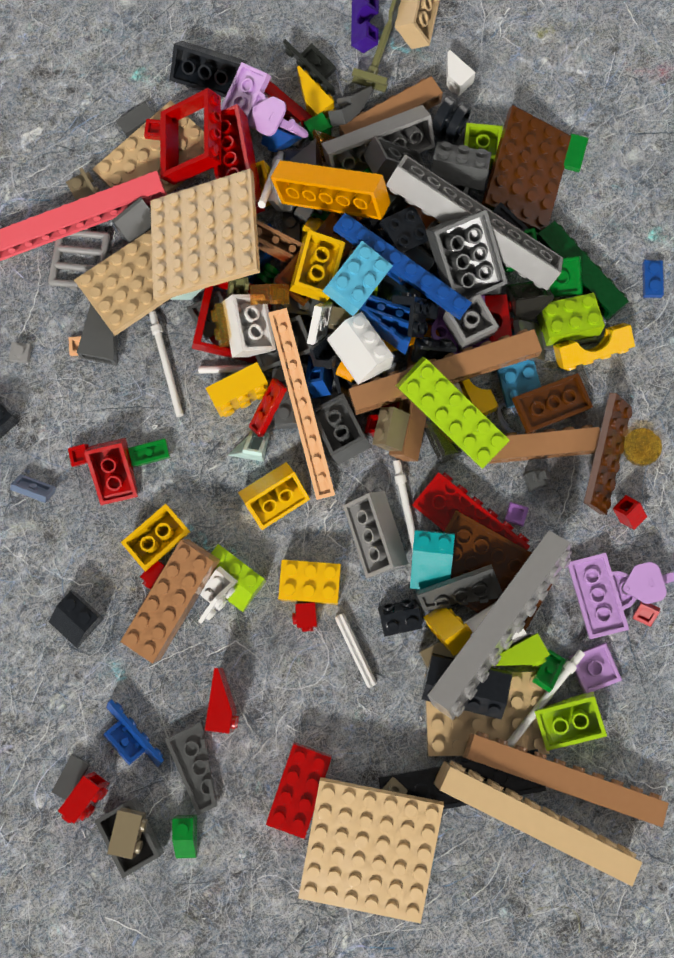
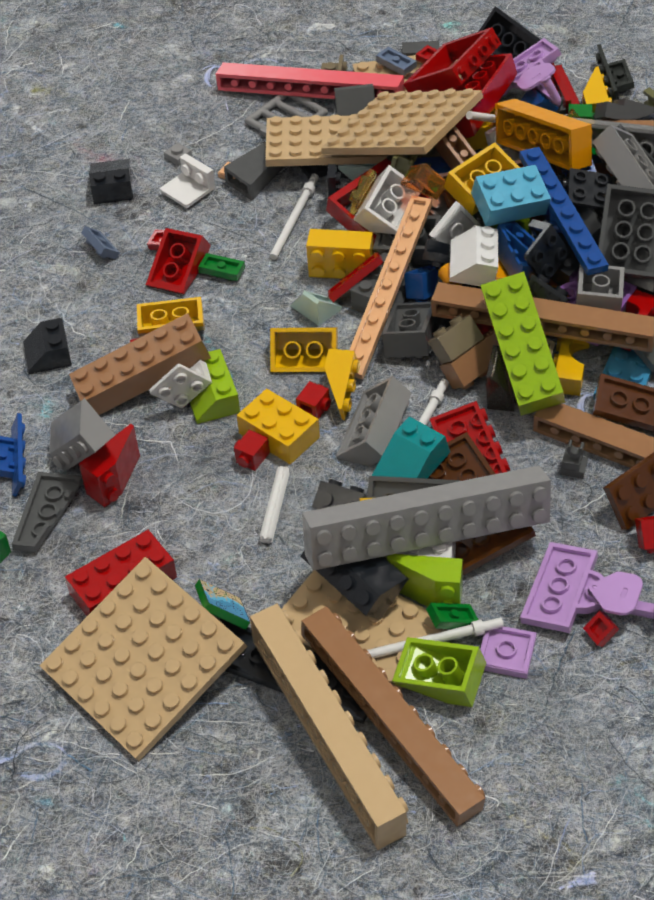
camera: 35 degrees right, 30 degrees down
(57, 383) = (191, 184): none -> white bracket
(131, 150) = (396, 61): none -> sand blue plate
(181, 320) = (333, 179): none -> black plate
(187, 710) = (77, 435): none -> light grey slope
(317, 540) = (314, 399): none -> red brick
(322, 509) = (341, 371): none -> yellow slope
(393, 771) = (222, 604): none -> tile

